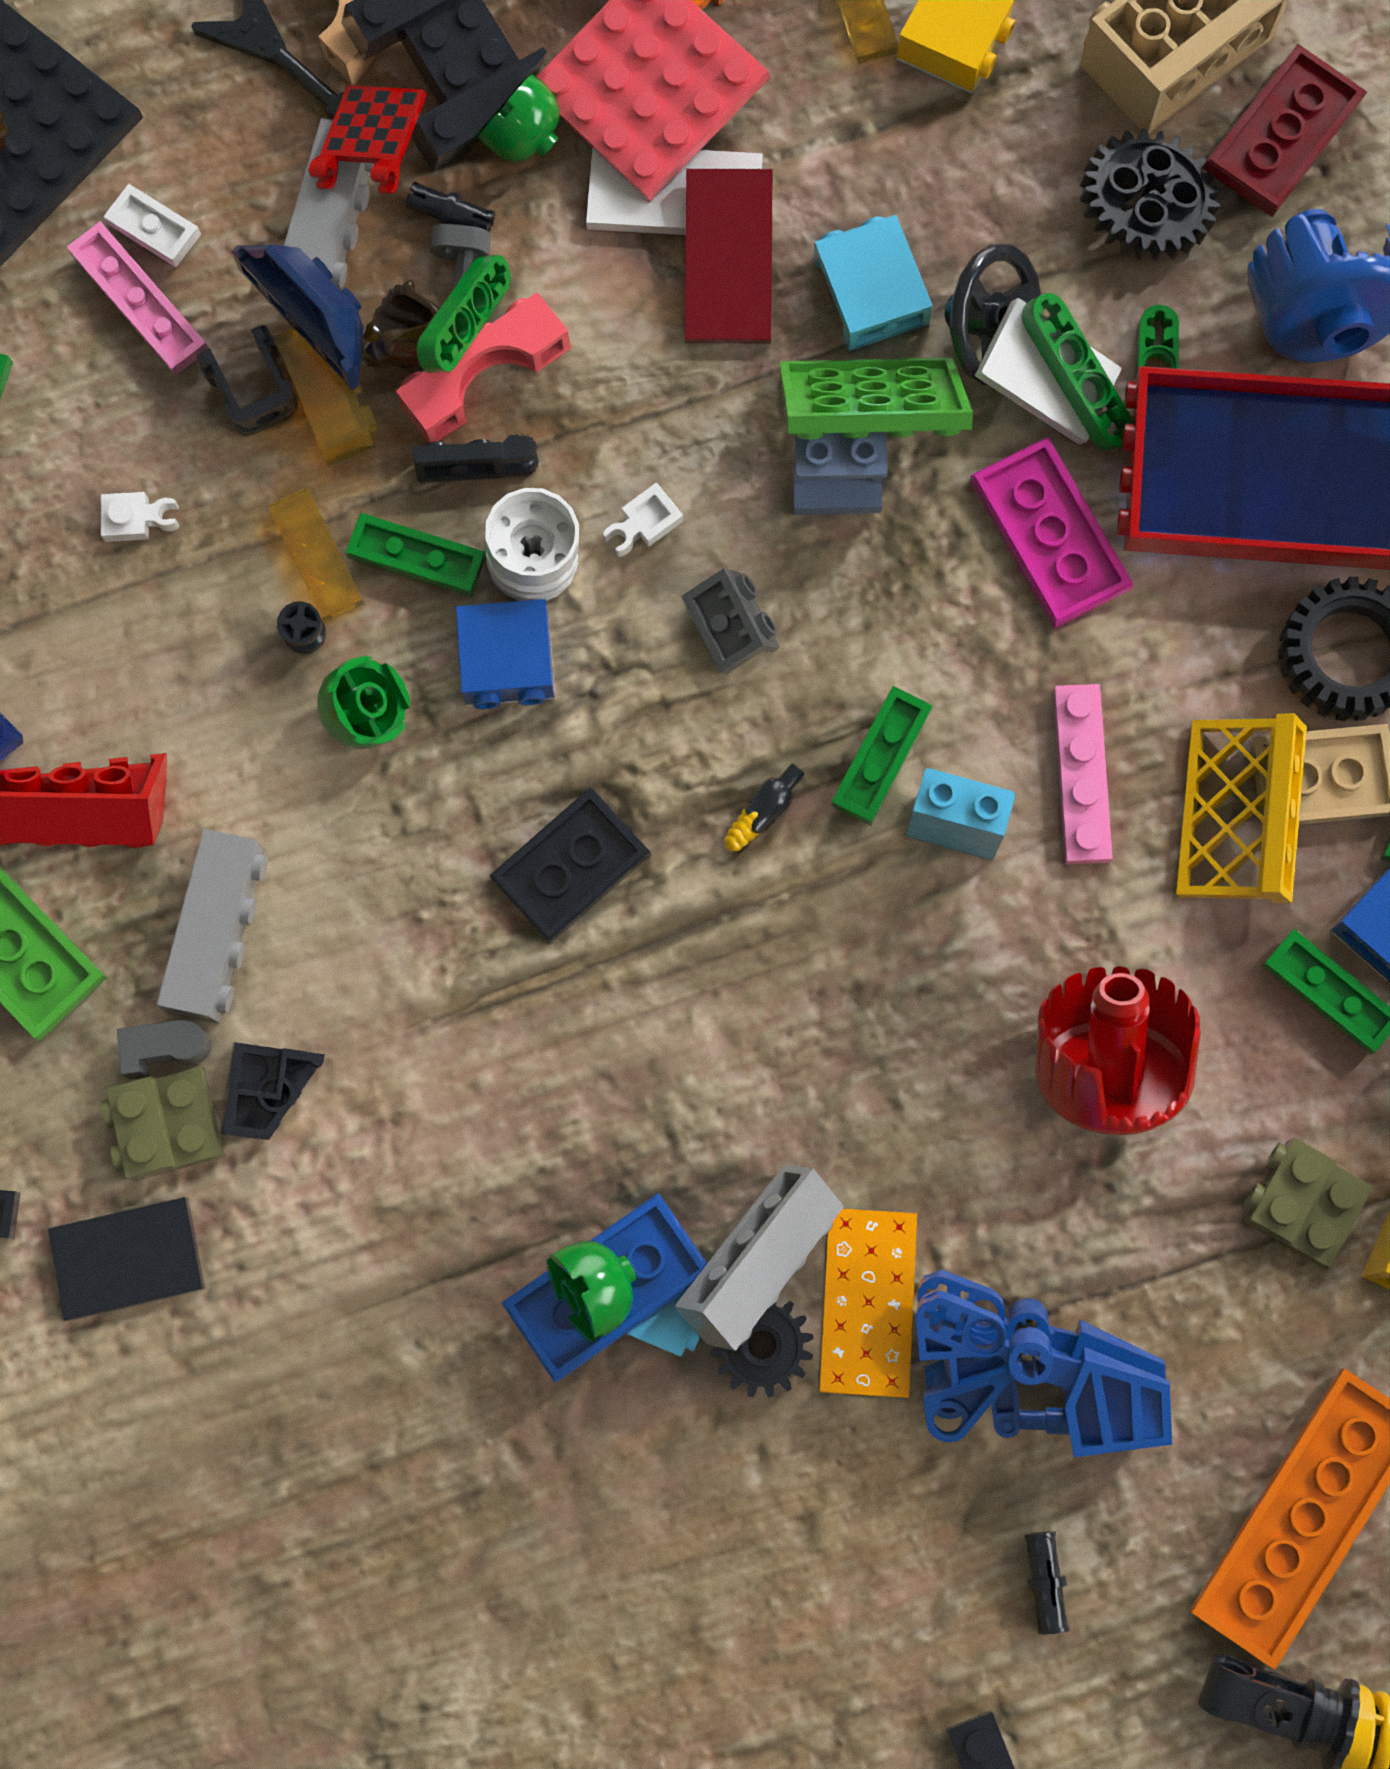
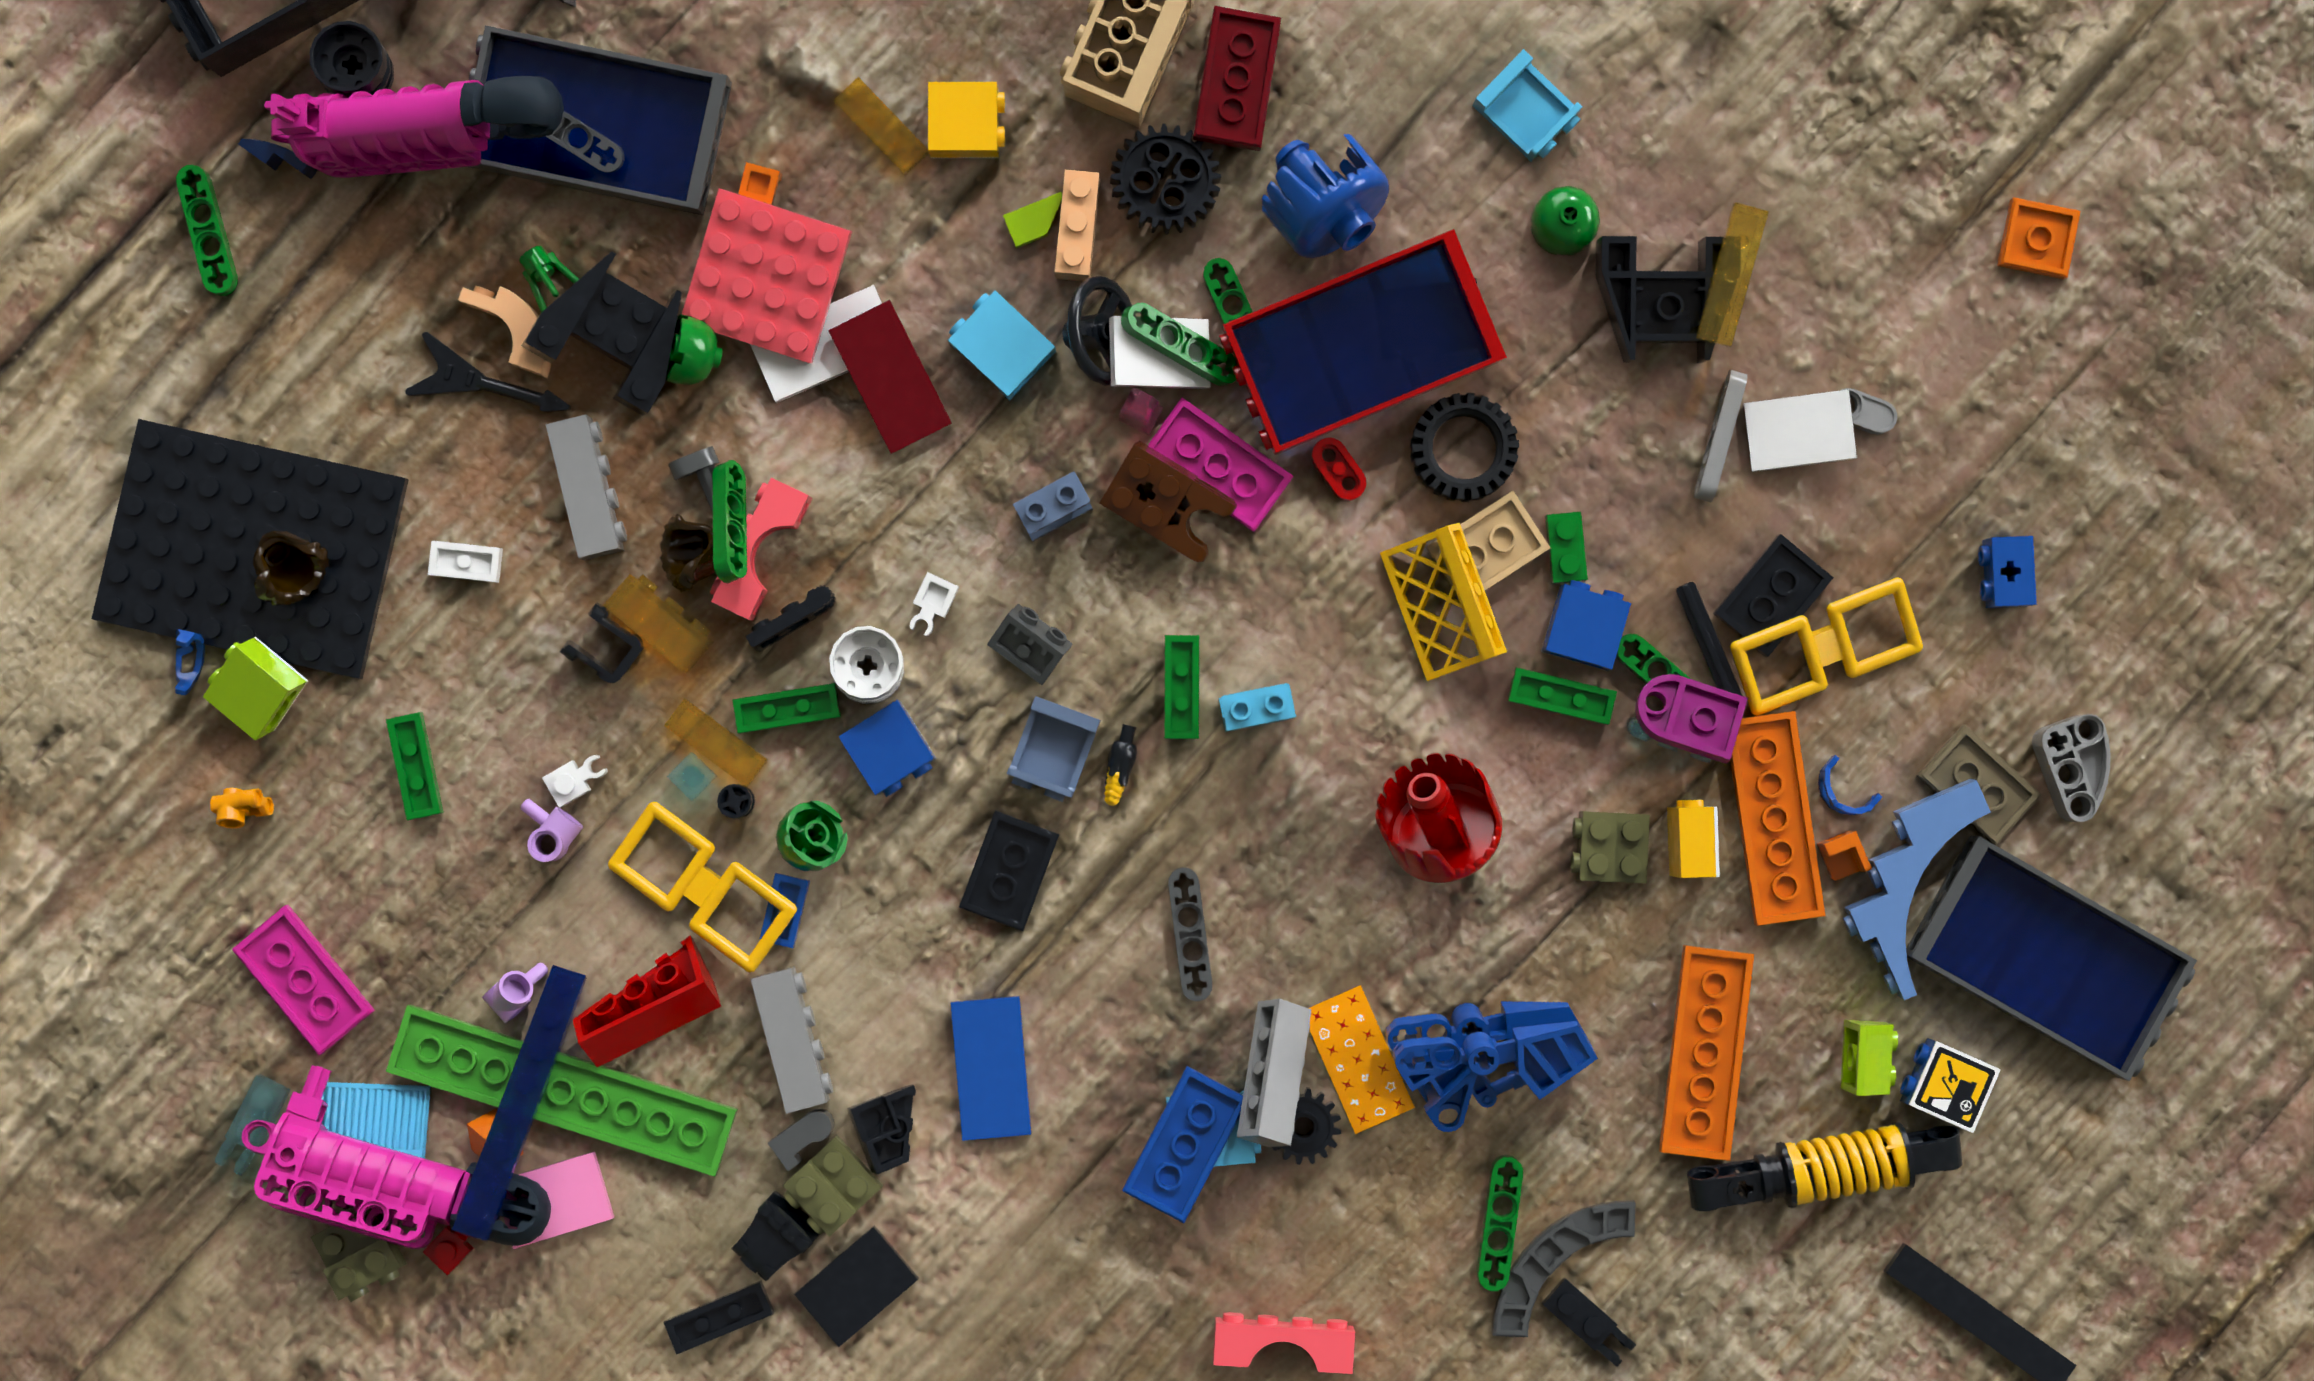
camera: 30 degrees left, 10 degrees up
(61, 1143) = (774, 1236): none -> black piece
(86, 551) = (557, 824): none -> lavender piece
(137, 298) = (485, 621): bright pink plate -> none
(209, 703) = (702, 886): none -> yellow bar
(267, 575) = (692, 776): none -> clear light blue plate
(287, 777) = (796, 891): none -> blue plate
(308, 302) = (619, 572): dark blue wedge -> none
(369, 128) = (589, 418): red flag -> none
(425, 1083) = (991, 1068): none -> blue tile
(448, 208) = (672, 440): black pin -> none
(593, 1285) = (1178, 1152): green cylinder -> none
(652, 1636) = (1240, 1339): none -> coral arch
(697, 750) = (1053, 749): none -> sand blue panel
(748, 1047) = (1186, 934): none -> dark grey beam
(874, 397) = (1068, 419): bright green piece -> none
(949, 1600) = (1495, 1222): none -> green beam
(977, 173) = (1033, 220): none -> lime tile
(979, 540) = (1176, 498): none -> reddish brown brick
(987, 1667) = (1548, 1252): none -> dark grey tile
(994, 424) = (1140, 411): none -> clear pink leg
(1026, 191) = (1077, 225): none -> light nougat brick
(1047, 1582) = (1560, 1180): black pin -> none
(1082, 774) = (1323, 628): bright pink plate -> none
(1192, 604) = (1340, 468): none -> red plate

